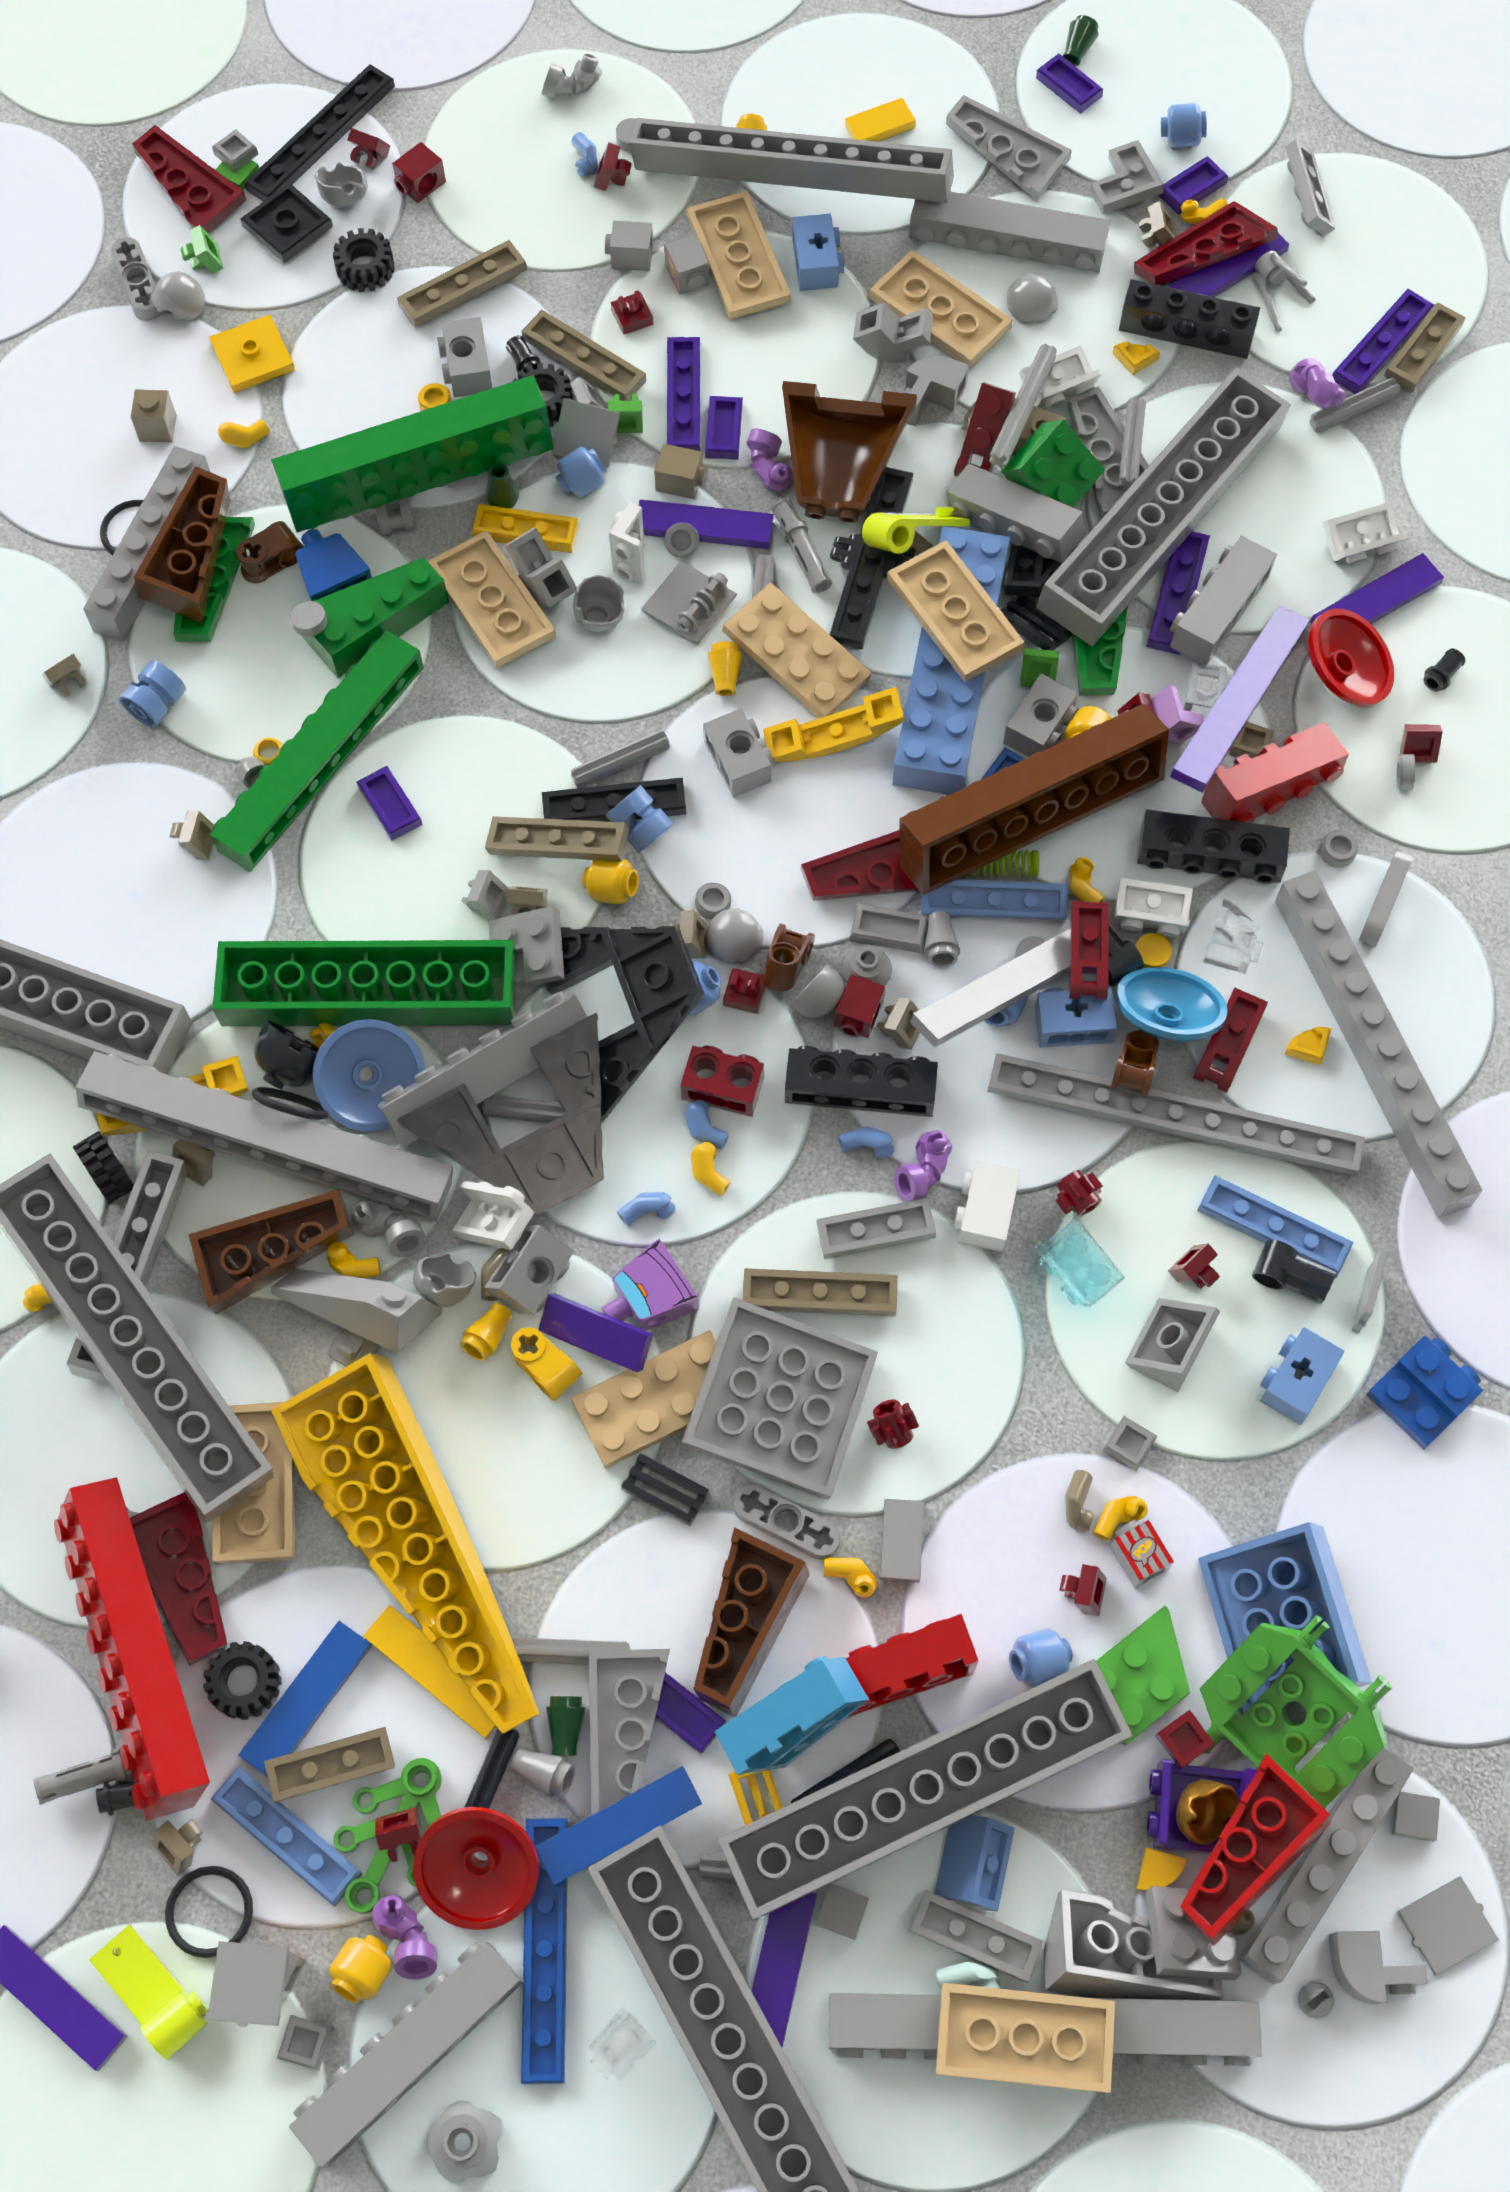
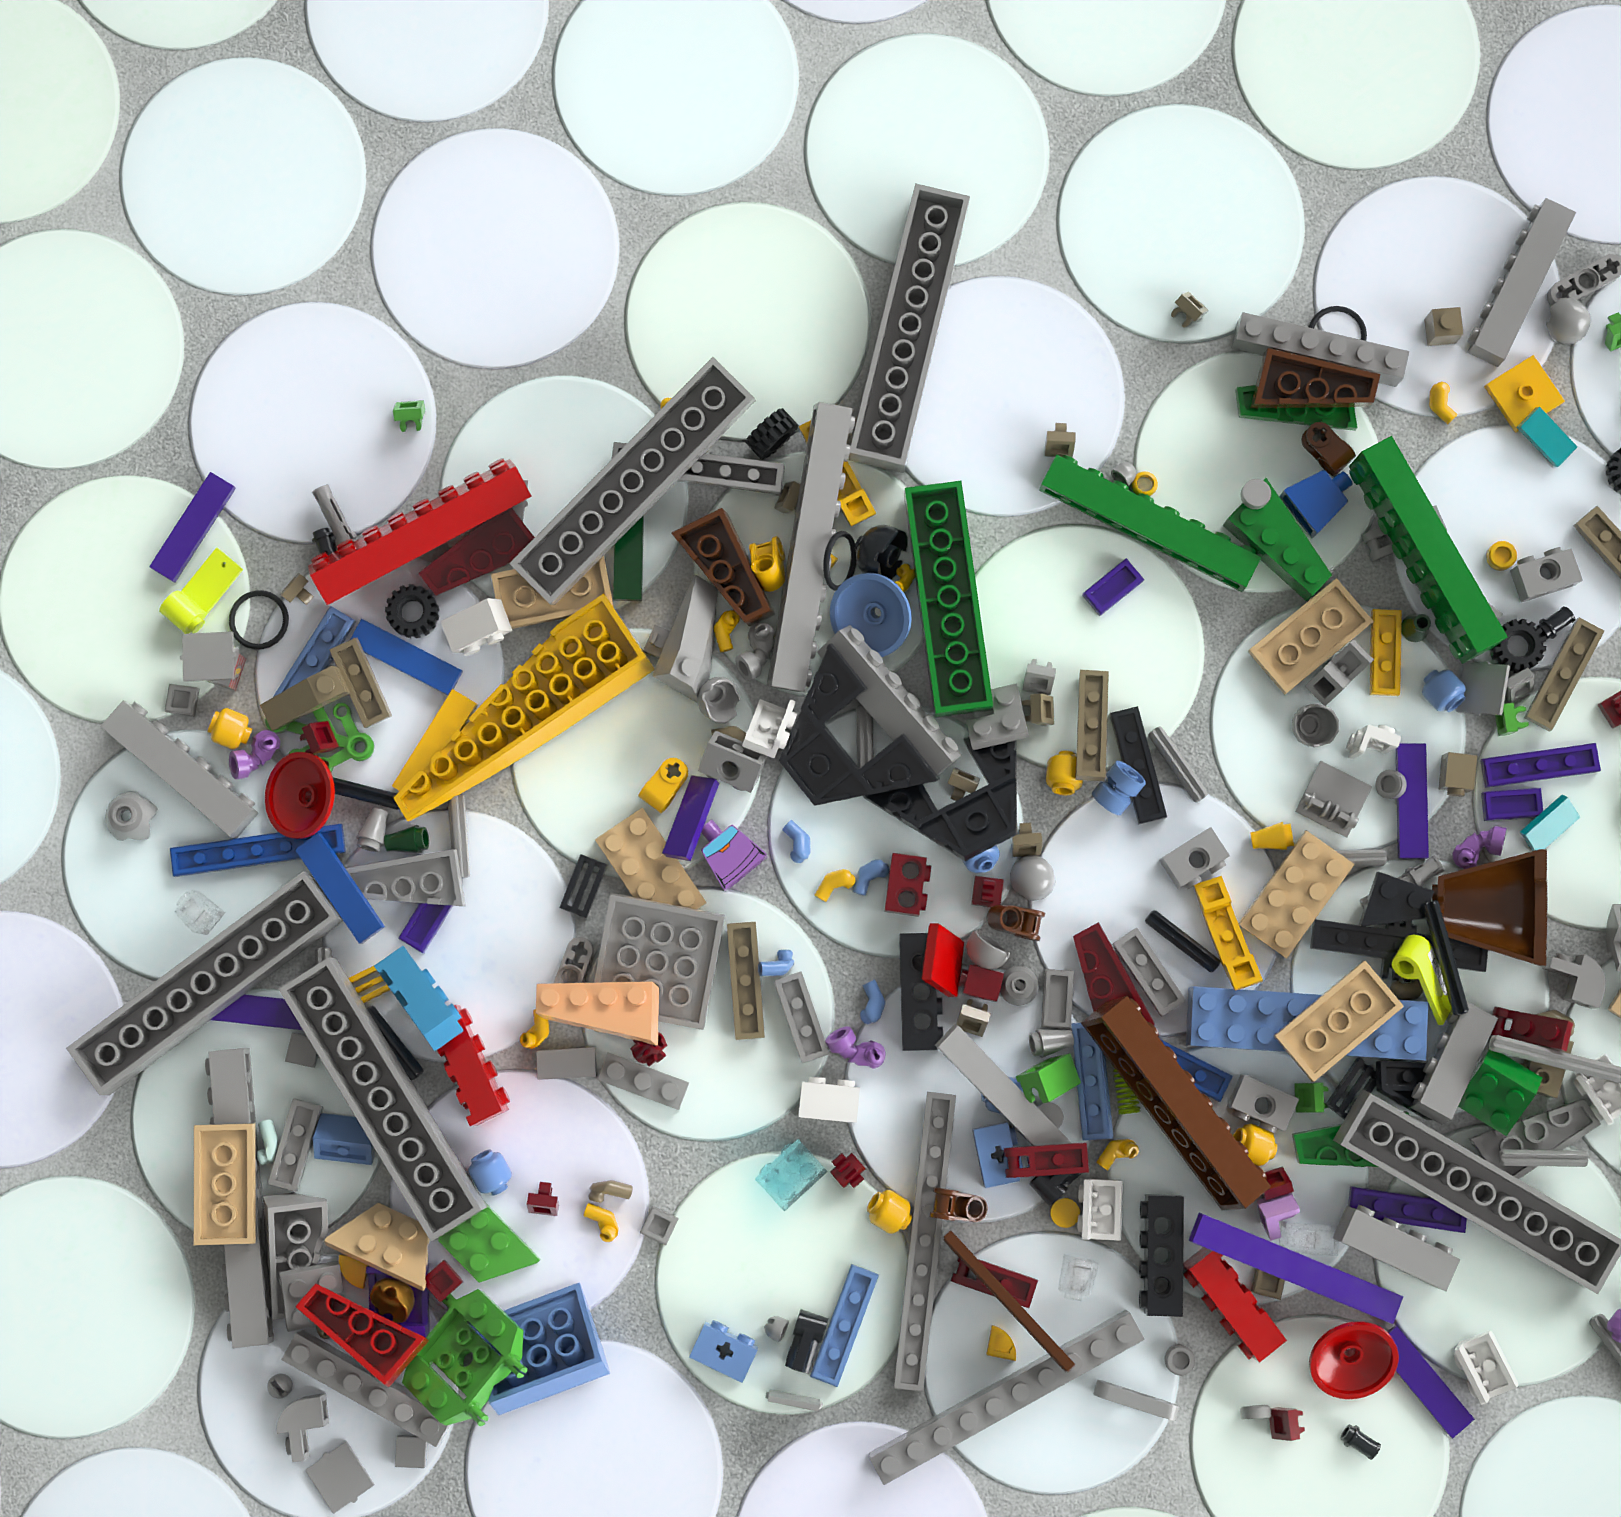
camera: 85 degrees right, 15 degrees up
(121, 336) = (1521, 282): none -> light grey brick
(149, 698) = (1179, 383): medium blue wheel -> none
(246, 1378) = (629, 564): none -> dark green tile
(275, 1191) = (768, 563): none -> yellow piece
(283, 1586) = (476, 626): none -> white brick
(307, 335) = (1547, 437): none -> teal tile
(337, 1843) = (305, 697): none -> dark tan slope
(485, 1333) = (684, 738): yellow cone -> none
(605, 999) = (963, 783): none -> dark tan tile
(712, 899) = (1062, 856): light grey tile -> none
(750, 1611) = (493, 958): reddish brown wedge -> none
(753, 391) = (1550, 823): none -> tile
(807, 1248) = (779, 966): none -> medium blue arm
(819, 548) = (1394, 901): none -> black wing
(825, 1040) = (943, 960): none -> red tile
(835, 781) = (1182, 941): none -> black axle
(836, 1458) = (605, 1007): none -> light nougat wedge
(866, 820) = (1149, 972): none -> light grey plate
(893, 500) = (1445, 957): none -> black axle
(936, 1441) = (643, 1081): none -> light grey plate
(983, 935) = (1049, 1078): none -> bright green hinge
(1127, 1811) = (385, 1242): none -> tan wing
(1135, 1150) = (889, 1211): none -> yellow head
(1140, 1552) = (575, 1239): light grey brick -> none
(1171, 1004) = (1025, 1230): dark azure dish -> none
(1171, 1341) = (739, 1250): light grey slope -> none
(1195, 1266) = (801, 1264): dark red tile -> none
(1261, 1012) = (1009, 1302): none -> reddish brown tile
(1274, 1308) = (776, 1328): none -> light grey hinge
(1426, 1390) = (725, 1448): blue plate -> none

